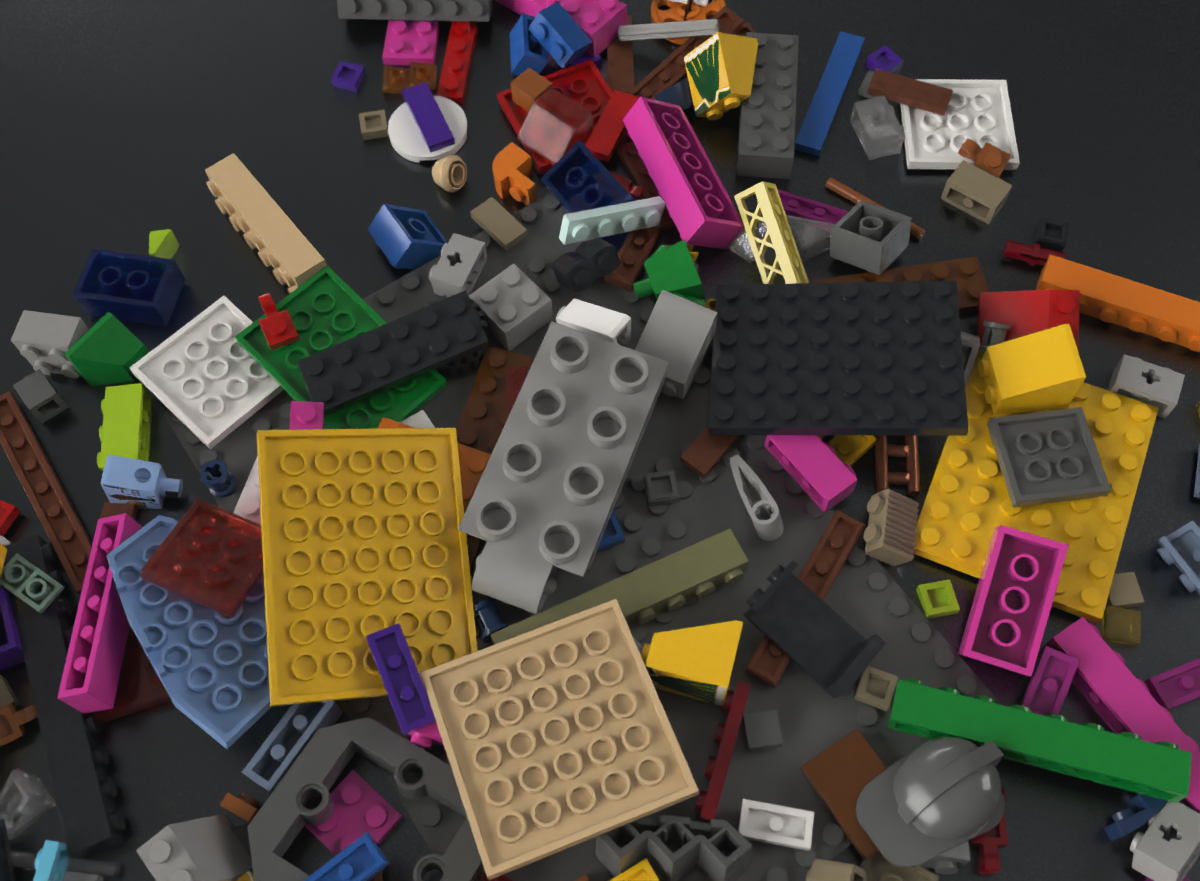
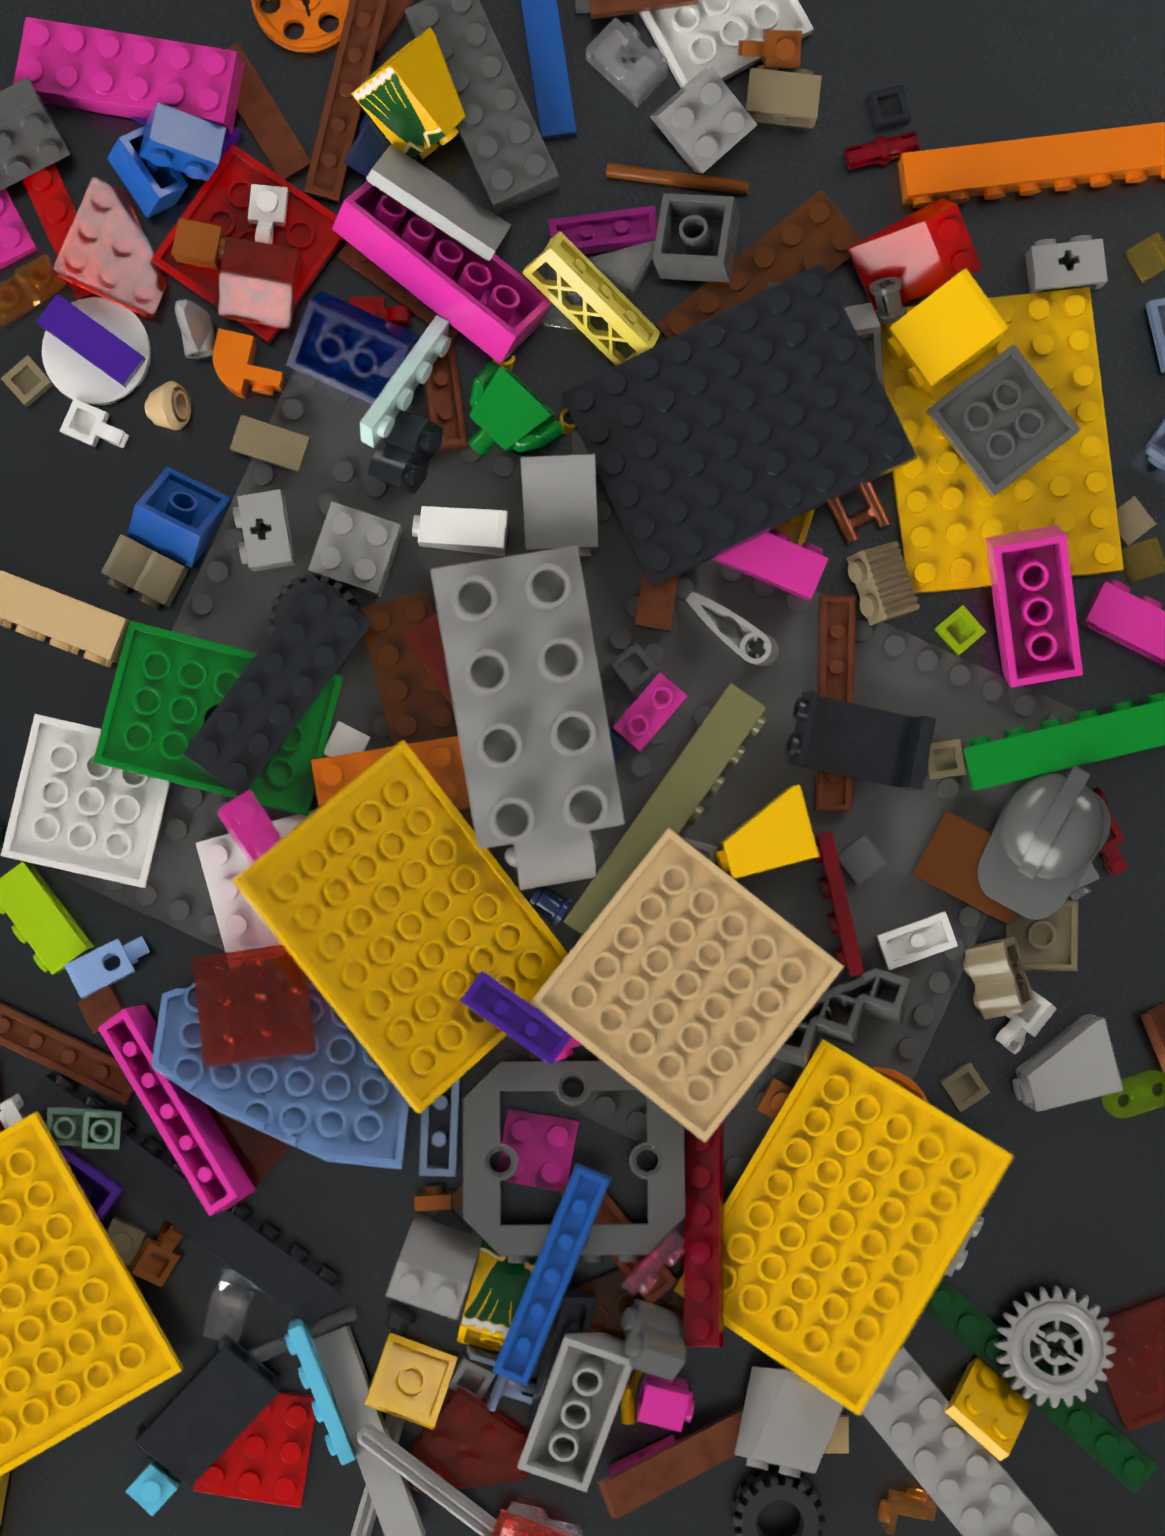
camera: 35 degrees left, 25 degrees up
(220, 474) = (176, 925): dark blue bush -> none
(276, 326) = (132, 727): red plate -> none
(363, 257) = (144, 571): none -> dark tan brick
(393, 161) = (89, 424): none -> white plate
(474, 79) = (110, 252): none -> clear red plate
(498, 129) = (195, 329): none -> light grey piece
(590, 95) = (267, 210): none -> white plate
(610, 125) = (318, 239): red tile -> none
(654, 520) = (649, 712): none -> dark pink brick
(668, 30) = (305, 55): light grey axle -> none
(702, 137) = (438, 202): none -> light grey tile
(913, 174) = (703, 120): none -> light grey brick
(1050, 682) = (1101, 671): magenta plate -> none

